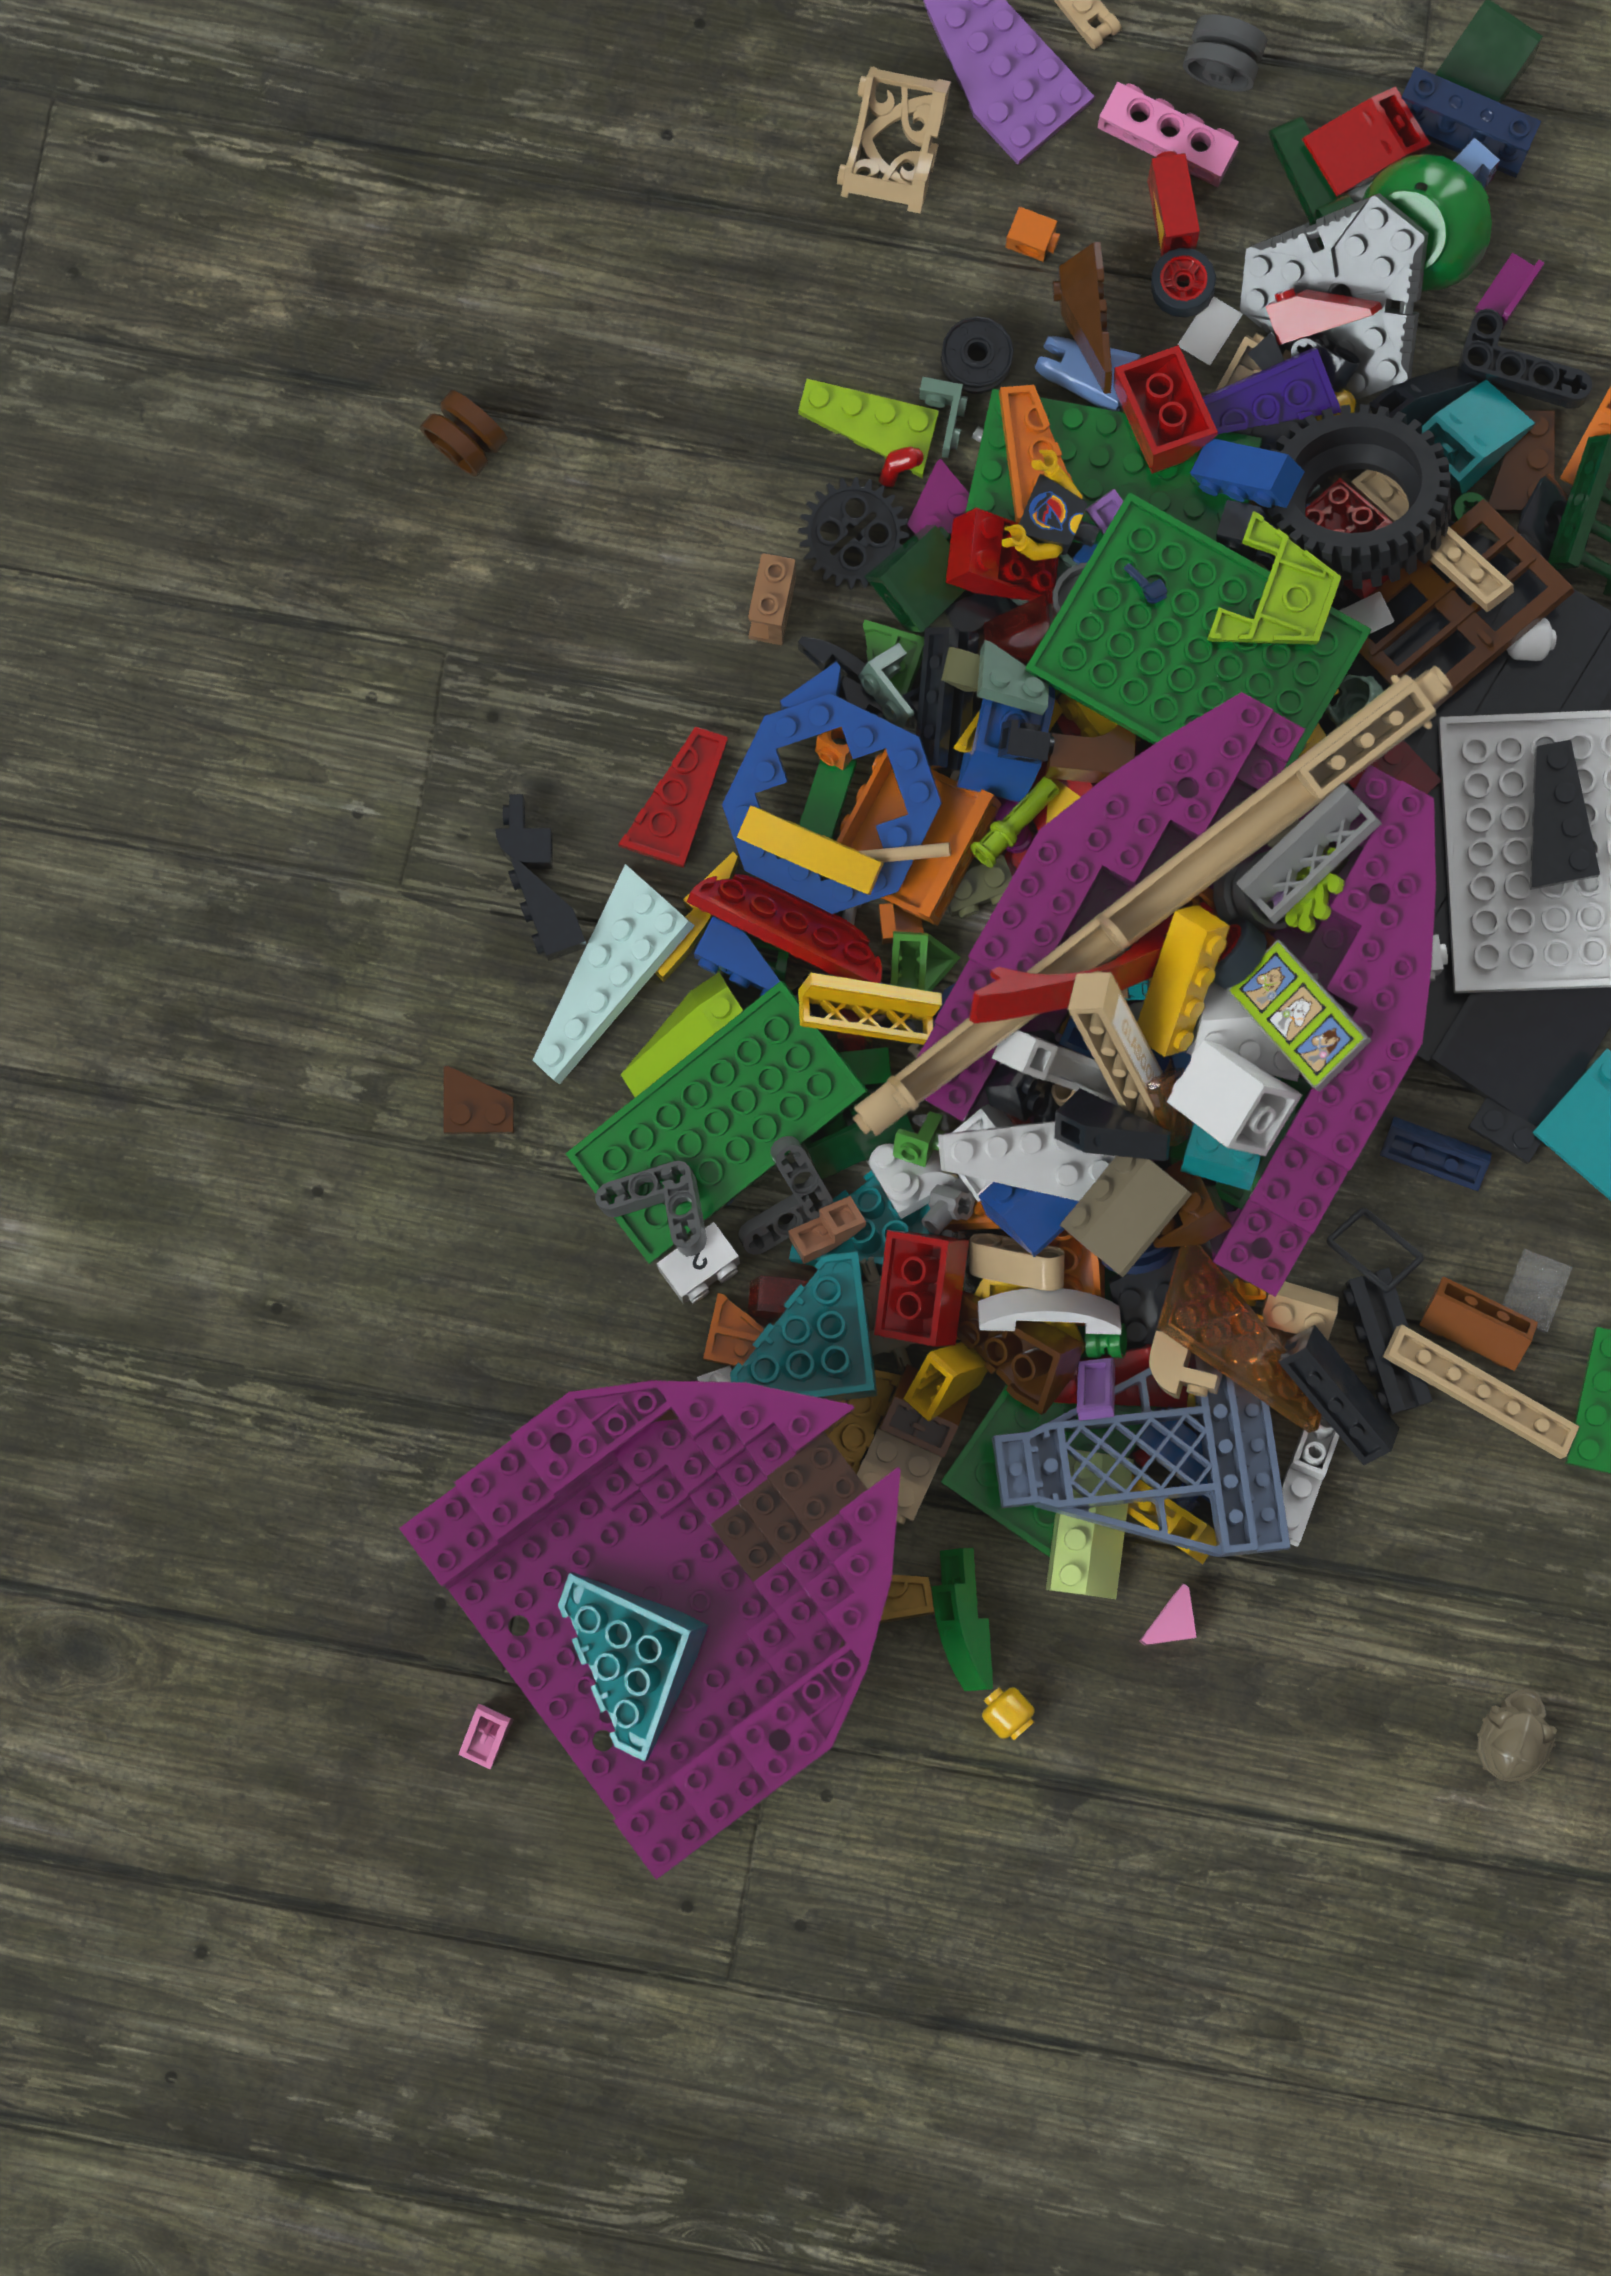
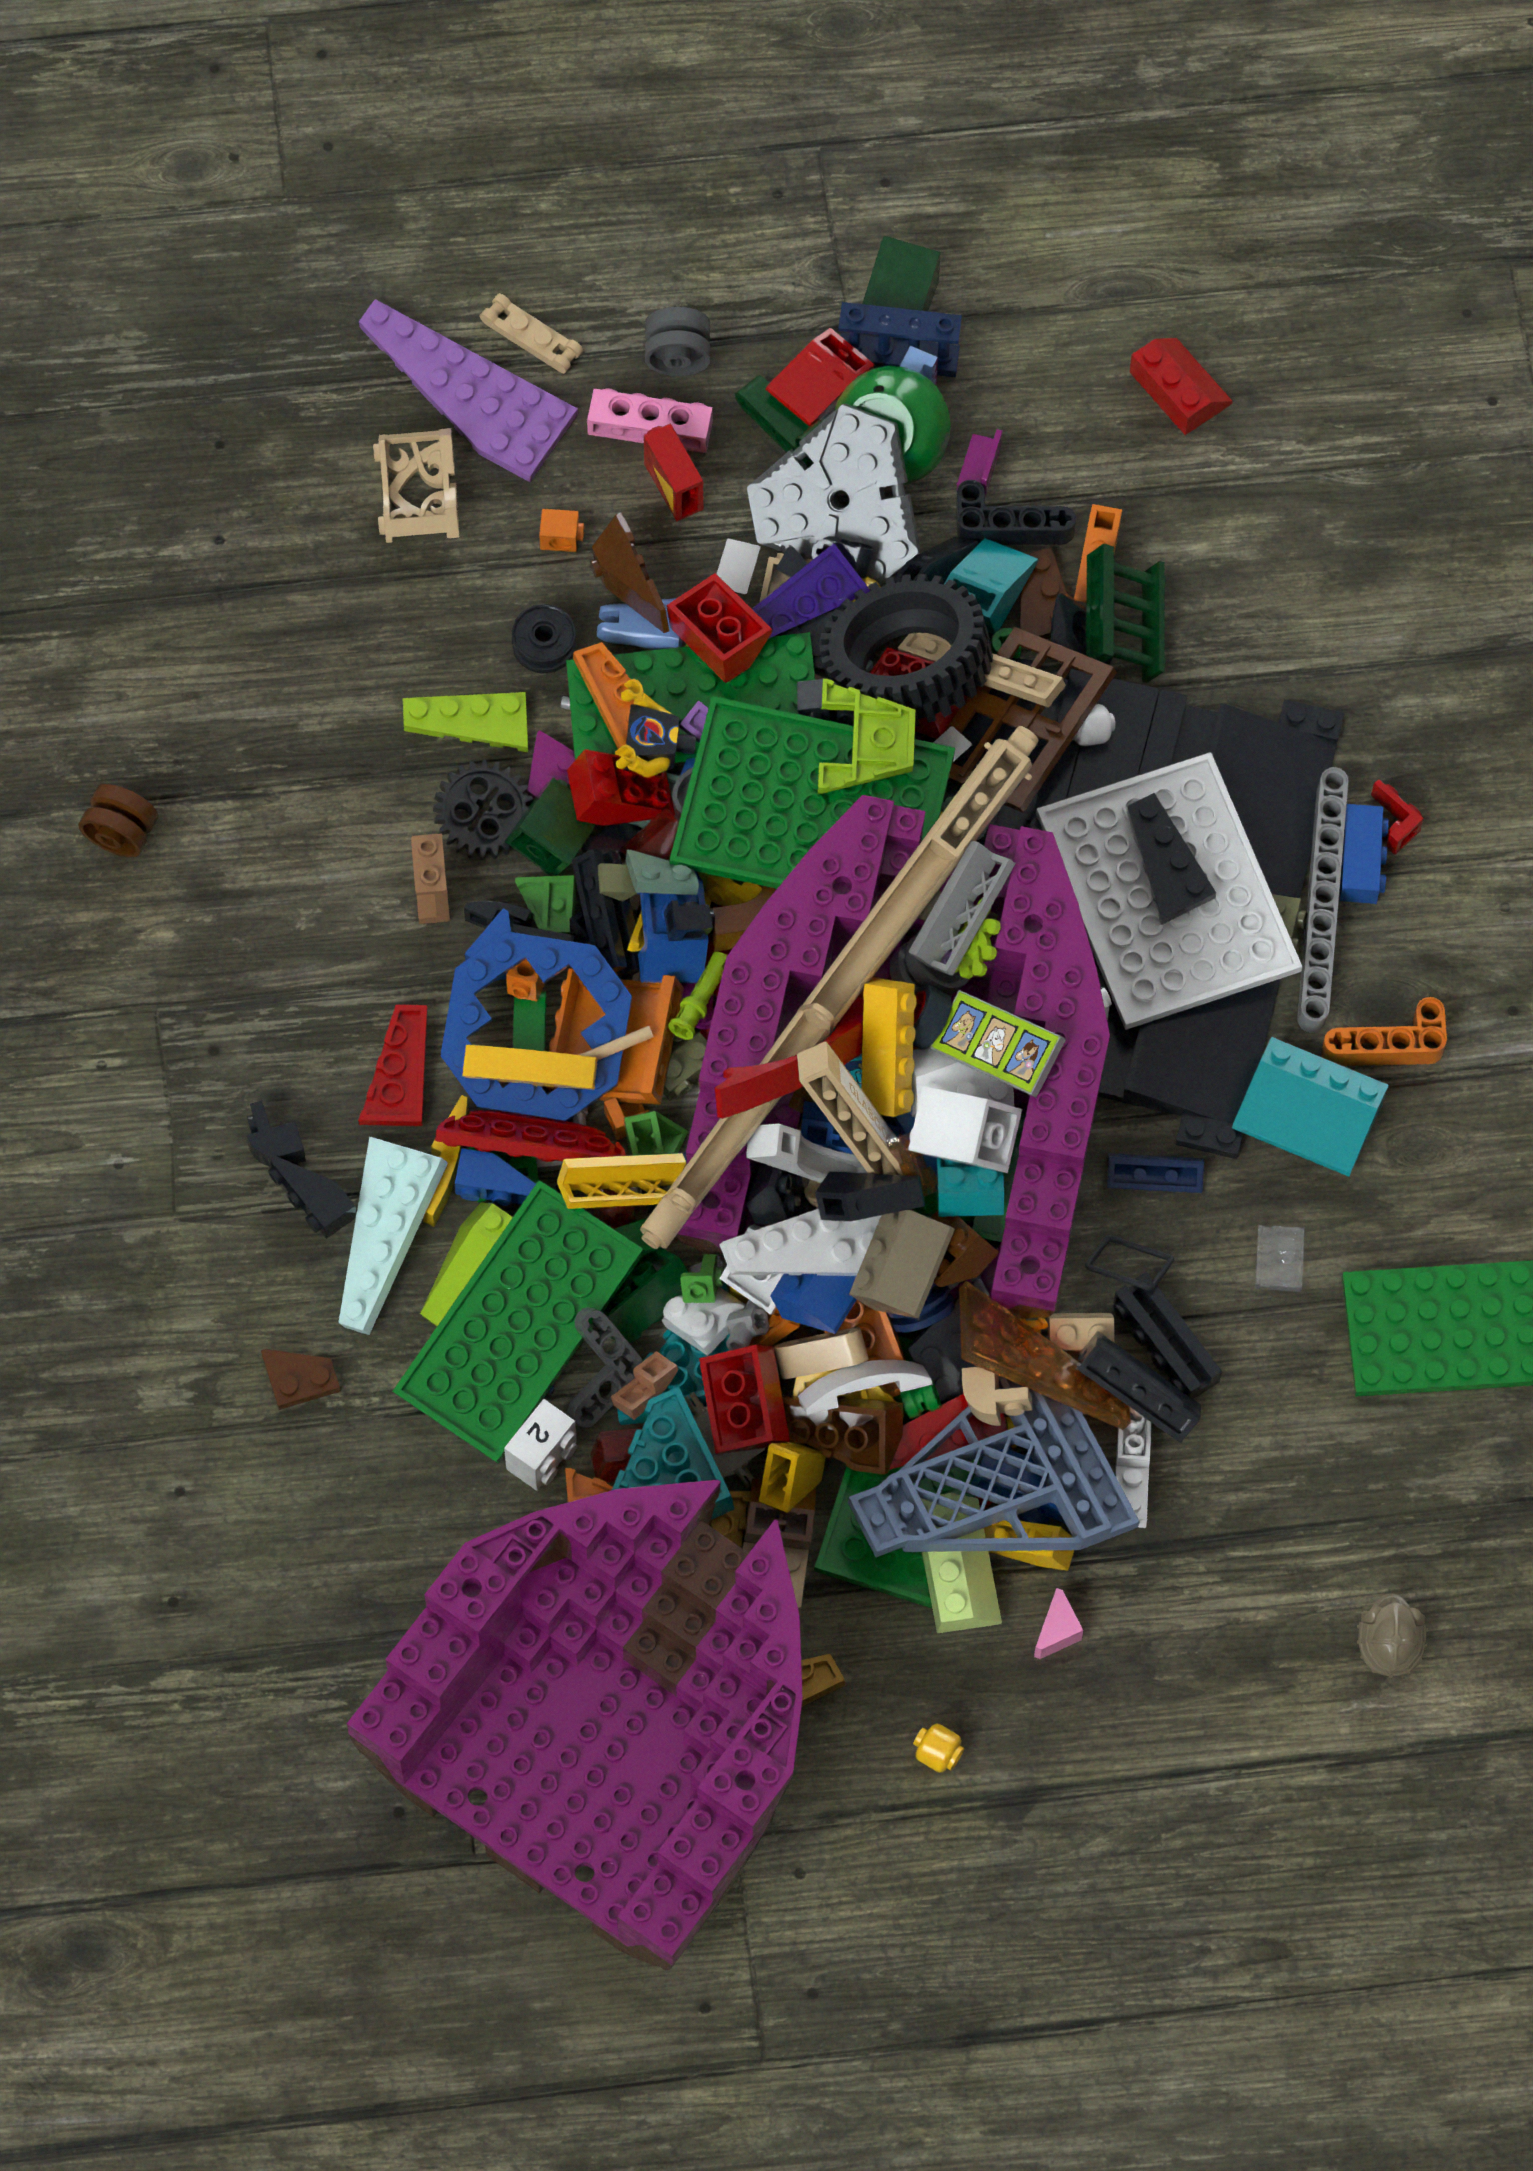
camera: 20 degrees left, 15 degrees down
(485, 1736) = (476, 1908): bright pink slope -> none
(635, 1654) = (590, 1785): teal slope -> none
(671, 1194) = (498, 1389): dark grey beam -> none
(876, 682) = (544, 916): sand green bracket -> none
(898, 461) = (504, 740): red arm -> none
(937, 394) = (525, 676): sand green bracket -> none
(956, 1614) = (872, 1687): green slope -> none
(1096, 1389) = (925, 1436): medium lavender tile -> none
(1152, 591) = (758, 768): dark blue hand -> none
(1183, 265) = (693, 522): wheel -> none
(1247, 473) = (807, 654): blue brick -> none
(1314, 311) = (816, 520): slope -> none
(1478, 1324) = (1239, 1297): dark orange brick -> none
(1481, 1391) = (1261, 1350): tan plate -> none

